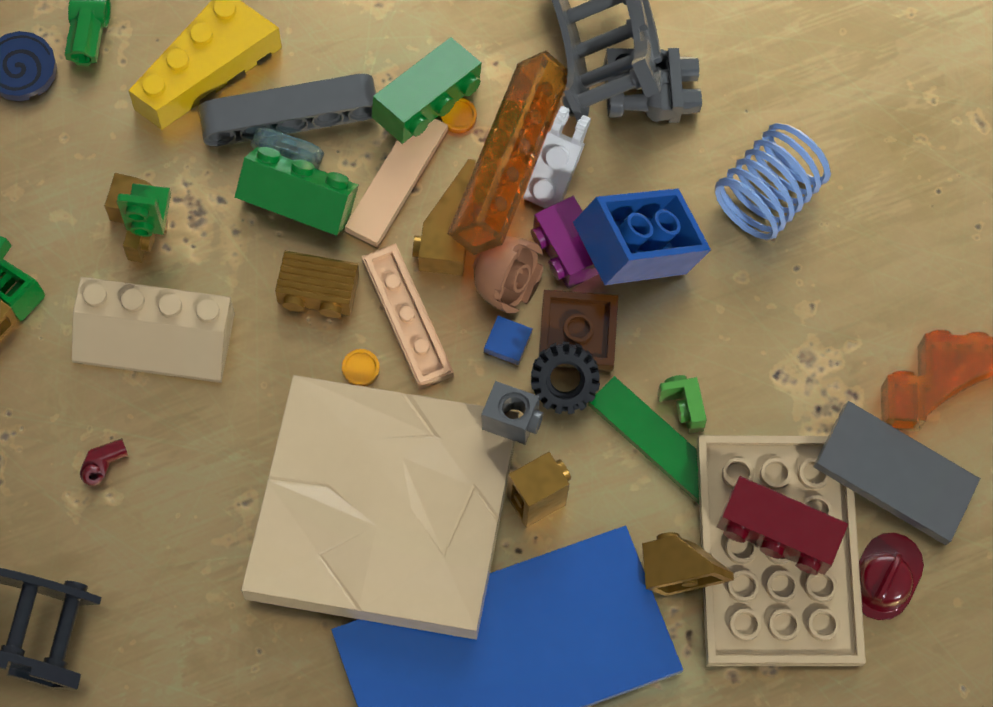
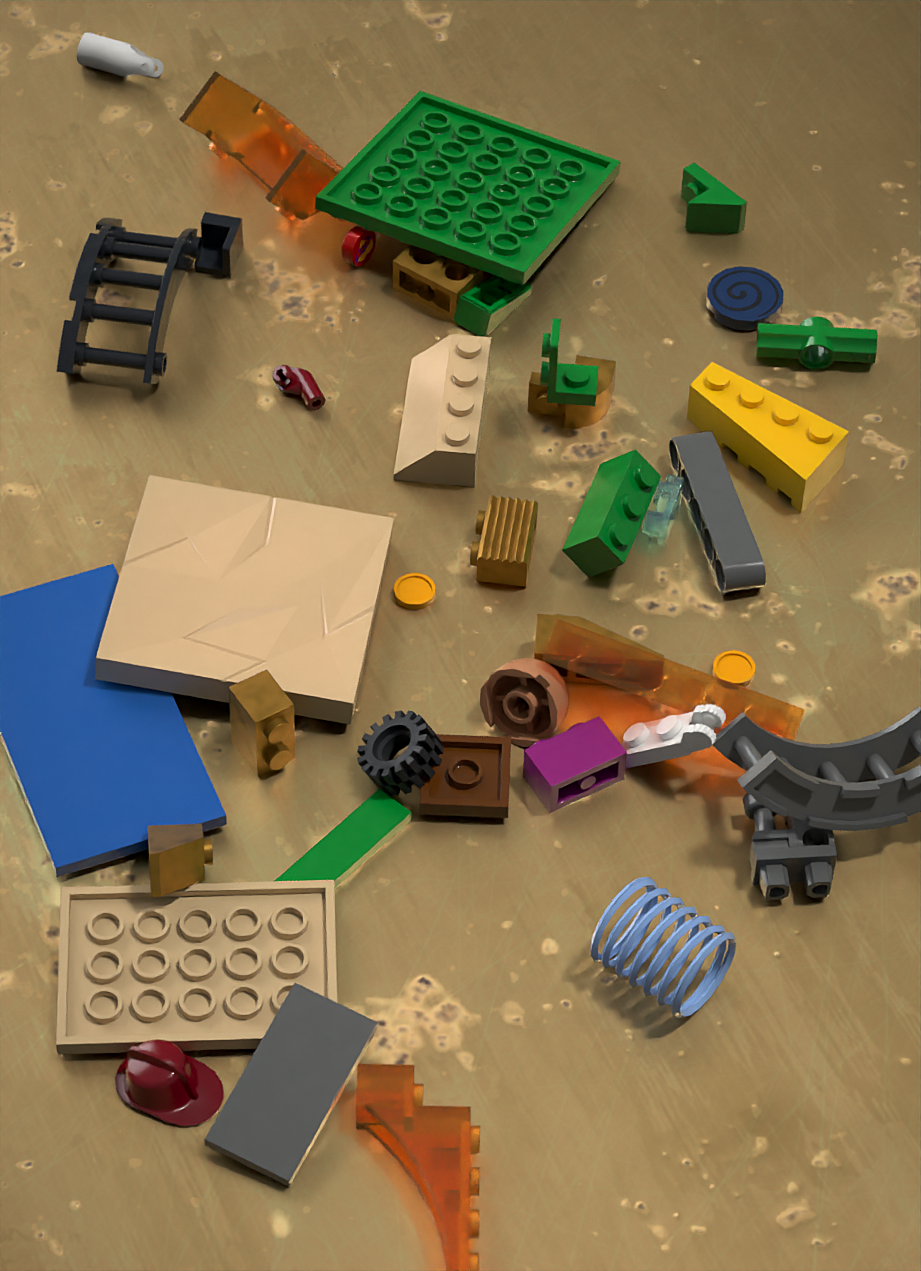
camera: 90 degrees right, 20 degrees down
(394, 184) = (646, 612): light nougat tile -> none
(407, 316) = (474, 628): light nougat tile -> none
(426, 90) = (751, 621): brick -> none
(507, 398) = (344, 681): dark grey brick -> none
(508, 340) = (452, 714): blue tile -> none
(641, 236) = (573, 807): blue brick -> none
(690, 407) = (377, 879): bright green bracket -> none
(782, 526) = (215, 946): dark red brick -> none

